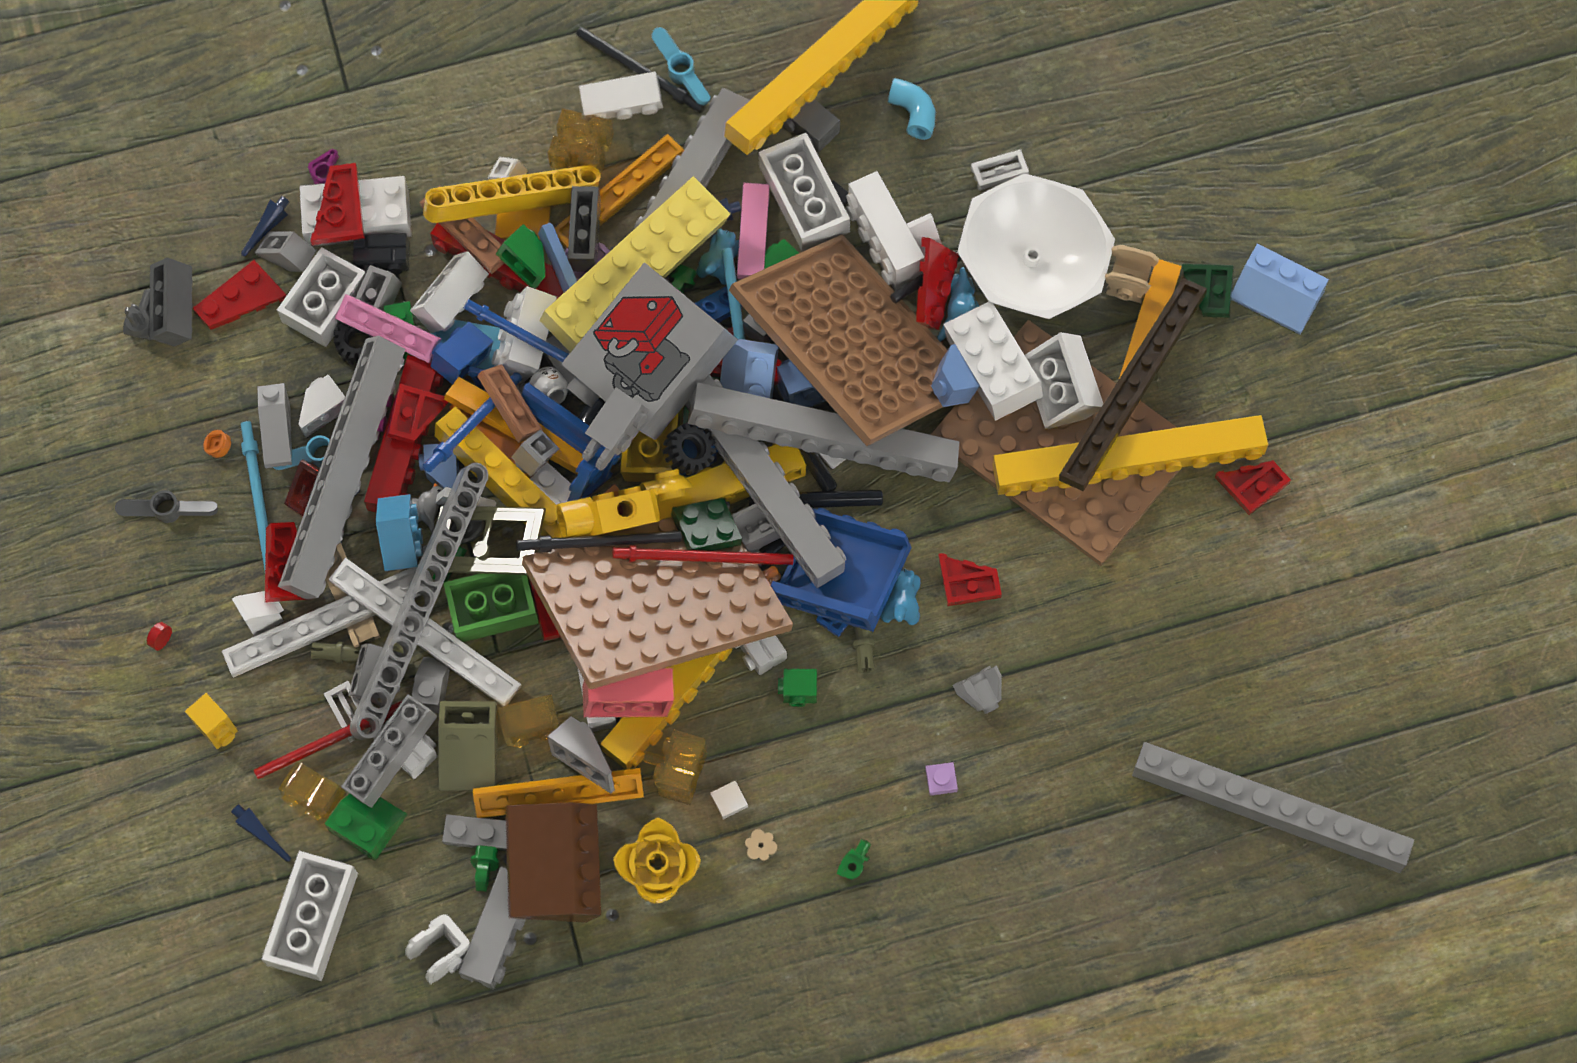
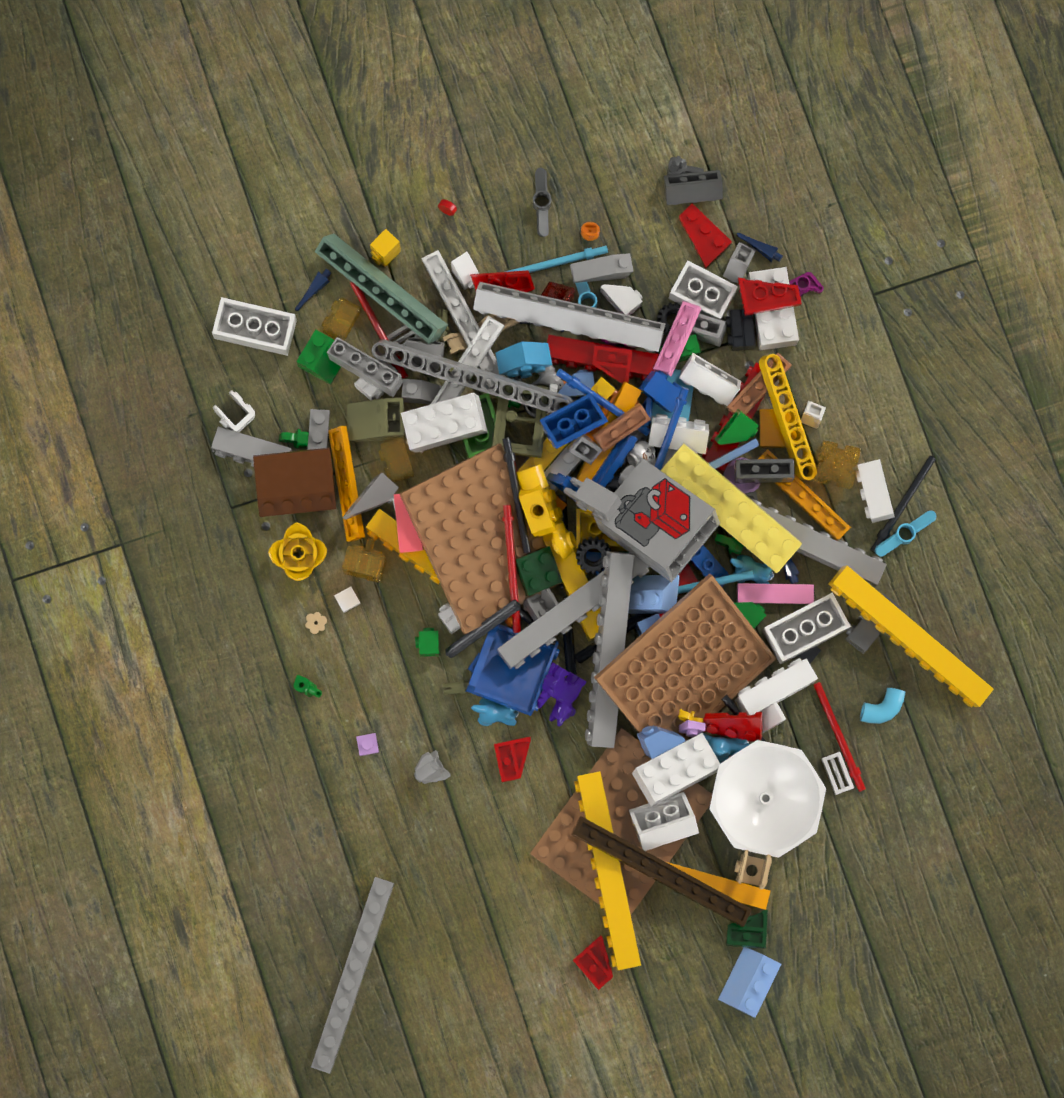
camera: 80 degrees right, 10 degrees up
(271, 729) = (381, 288): none -> sand green brick
(483, 641) = (444, 422): none -> white brick
(501, 453) = (573, 421): none -> blue slope
(782, 596) = (485, 627): none -> black axle
(882, 505) = (563, 690): none -> dark purple animal
(922, 342) = (684, 716): none -> yellow piece
(936, 338) = (692, 728): none -> lavender plate
(998, 148) = (854, 771): none -> red bar

